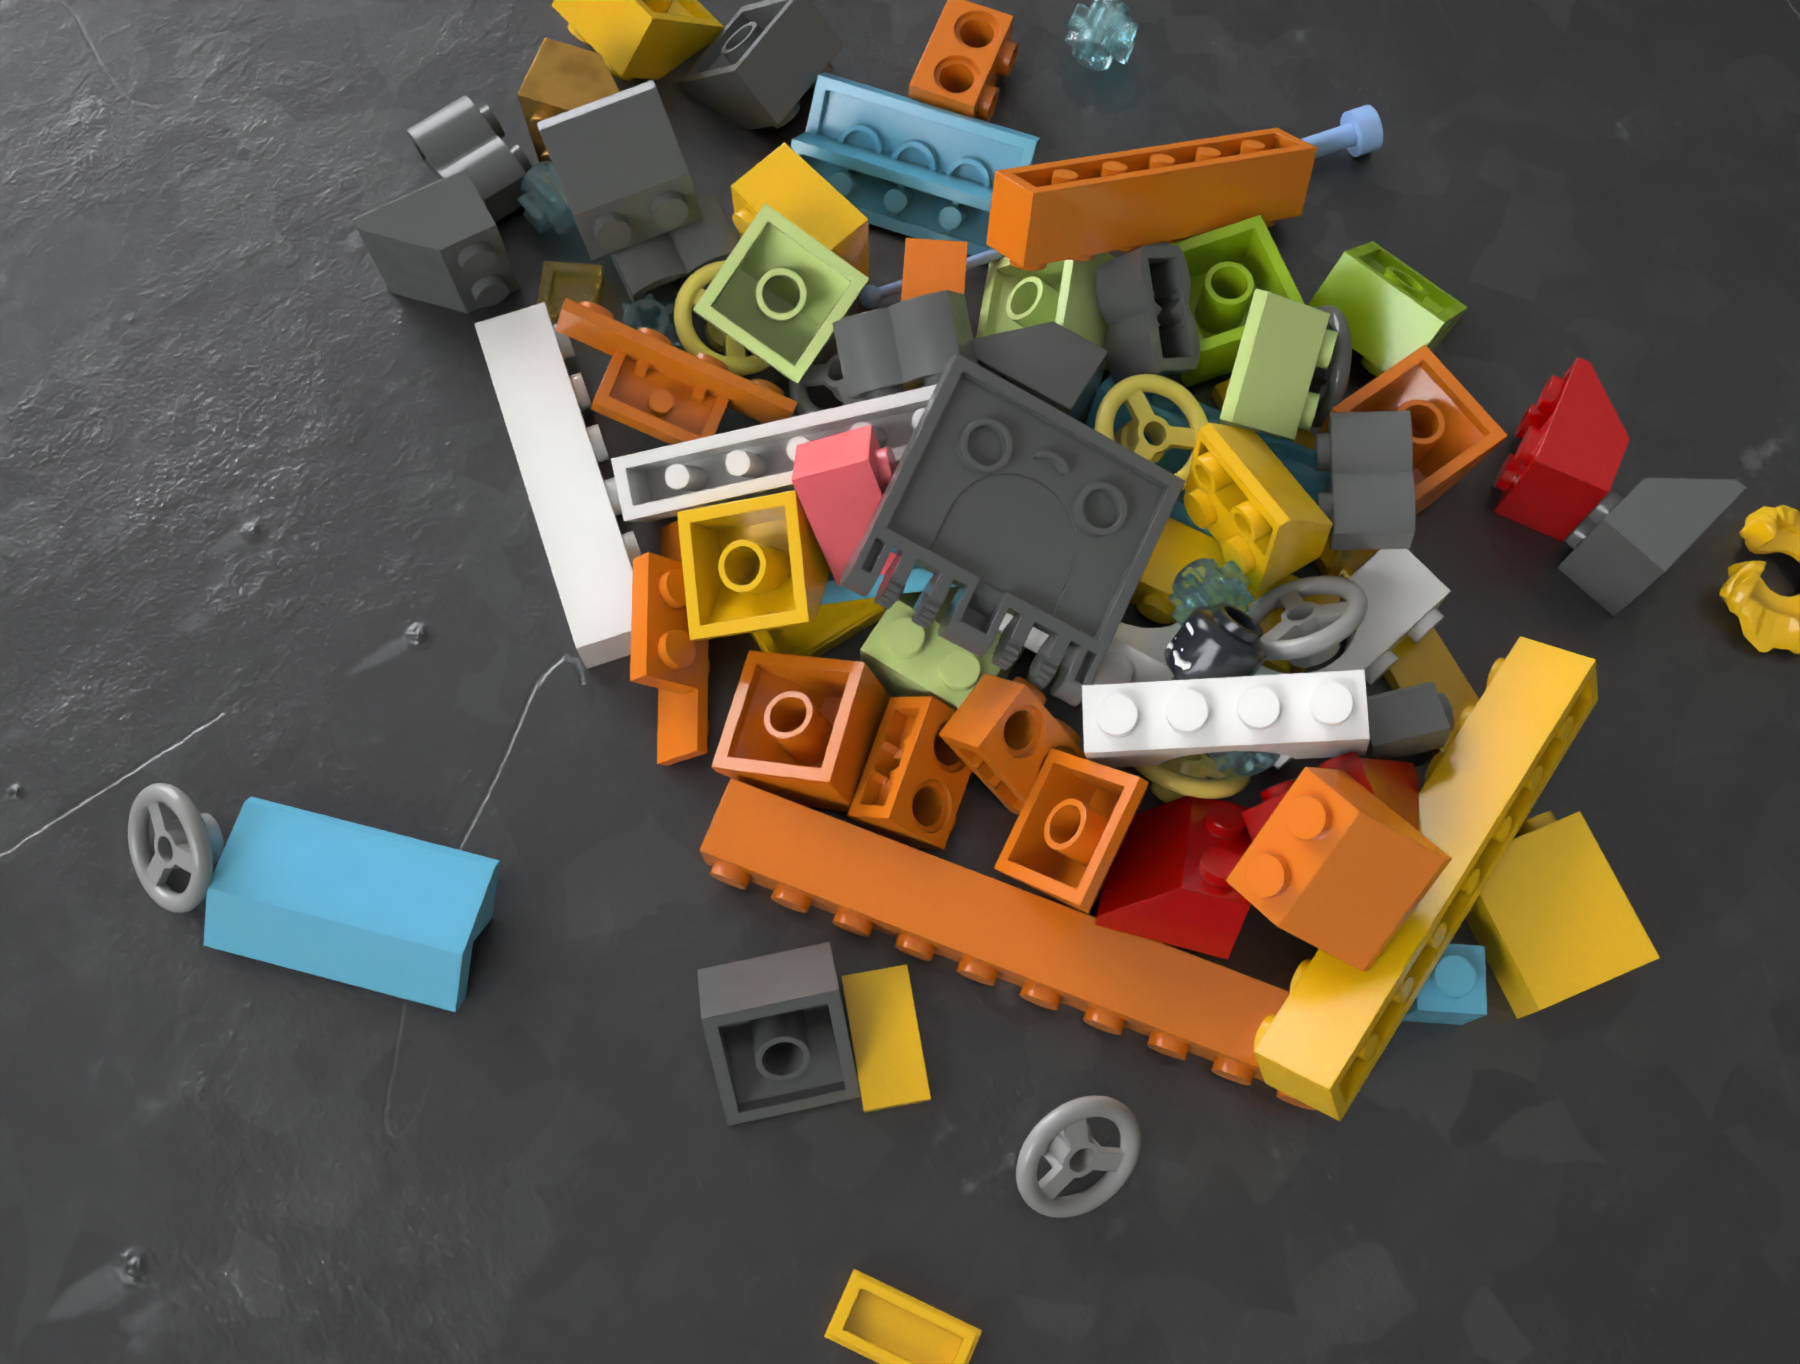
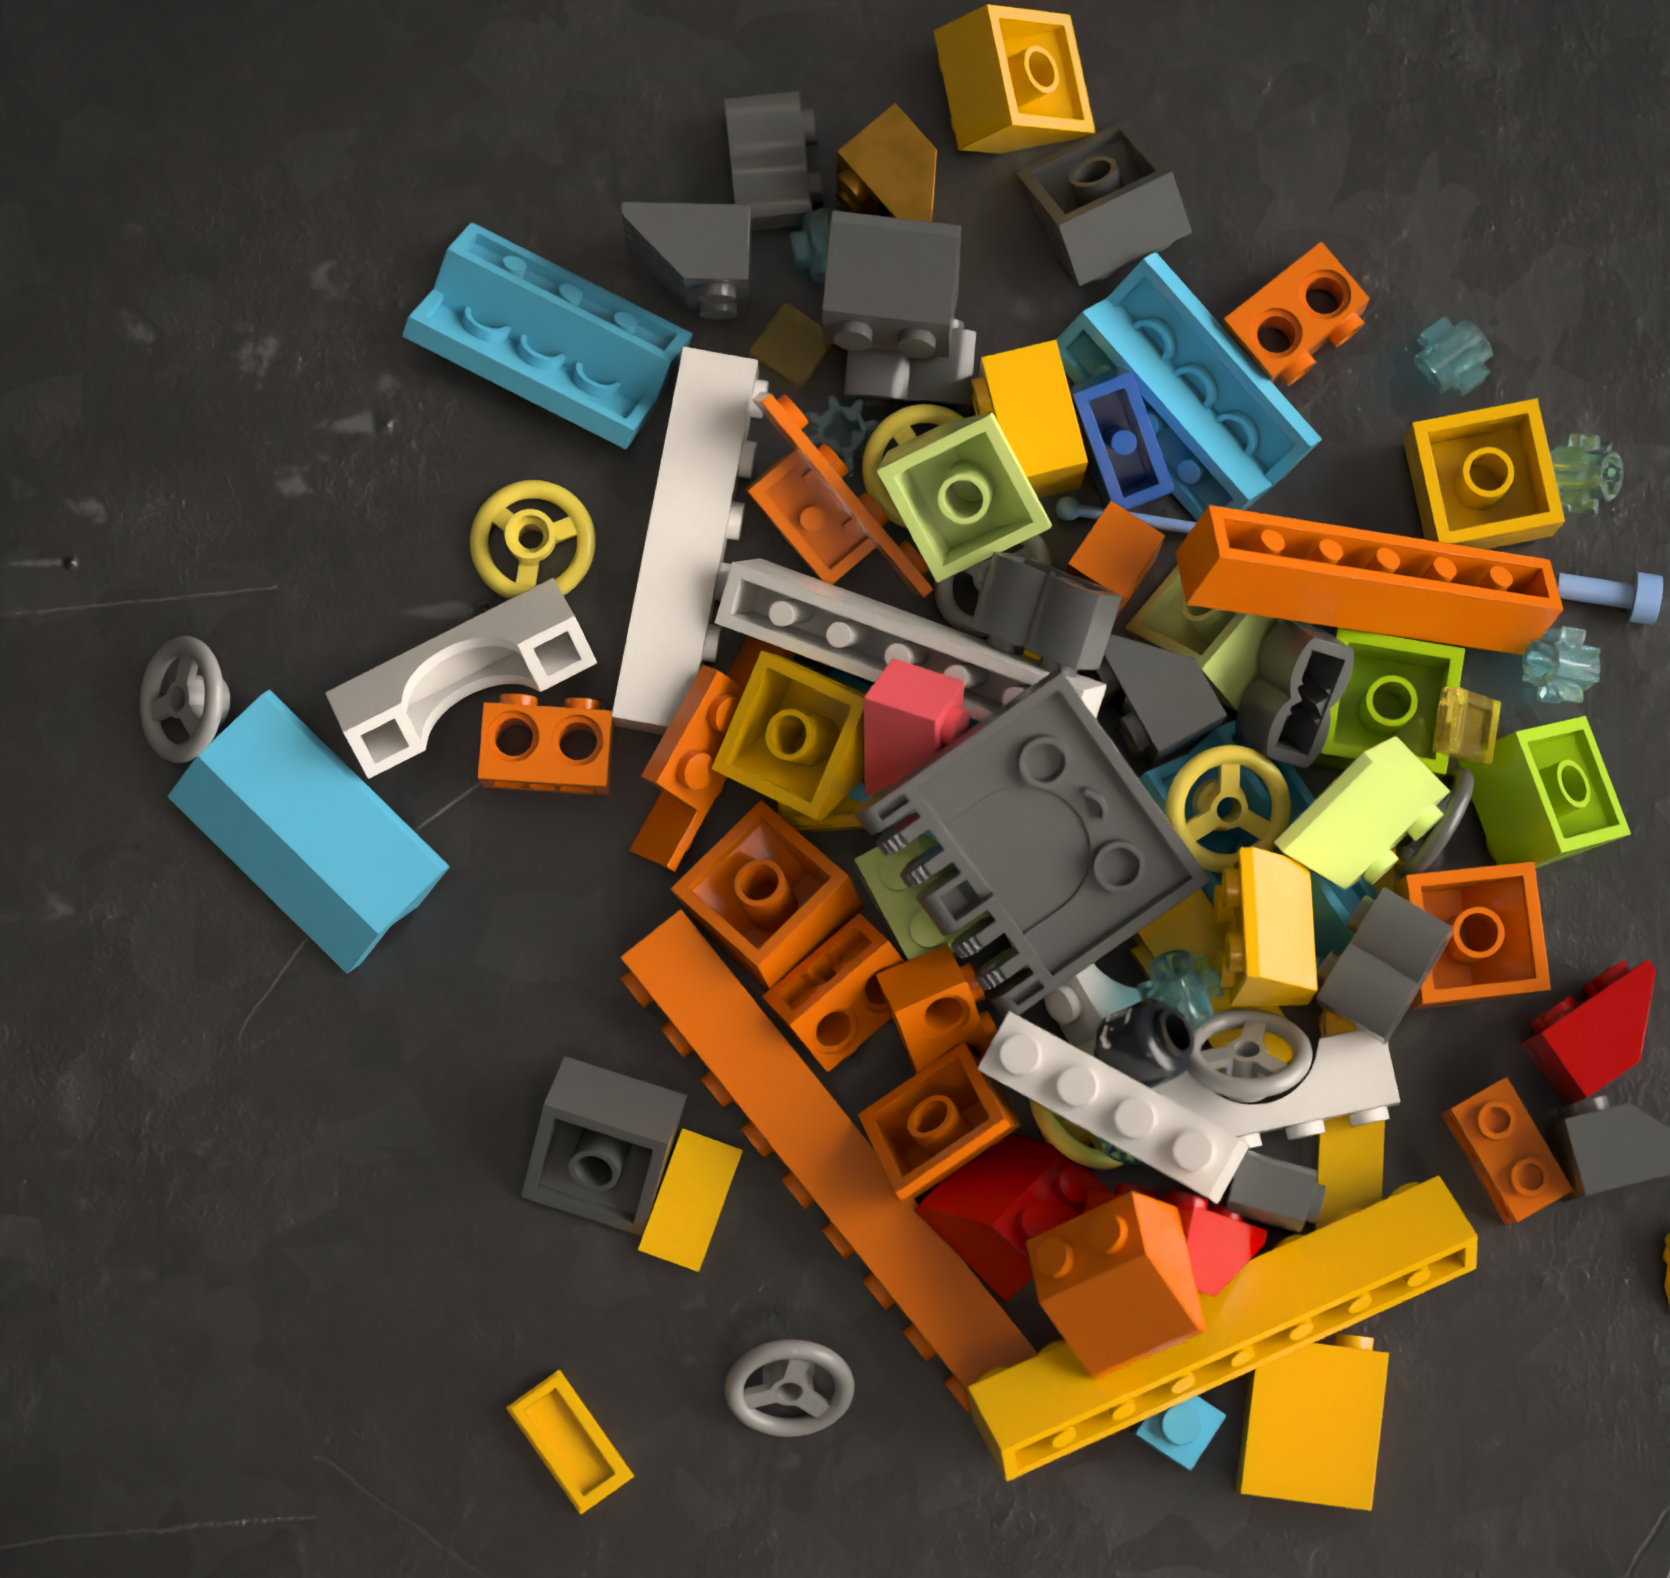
camera: 30 degrees right, 10 degrees up
(354, 384) = (548, 335): none -> medium azure slope
(380, 740) = (520, 642): none -> white arch
(416, 532) = (516, 525): none -> light yellow piece
(539, 727) = (544, 764): none -> orange brick
(889, 202) = (1119, 440): none -> blue brick
(1184, 89) = (1484, 477): none -> yellow brick
(1256, 63) = (1586, 473): none -> clear light blue gear
(1302, 268) = (1466, 726): none -> clear yellow tile
(1350, 208) = (1561, 665): none -> clear light blue gear
(1552, 593) = (1506, 1152): none -> orange brick

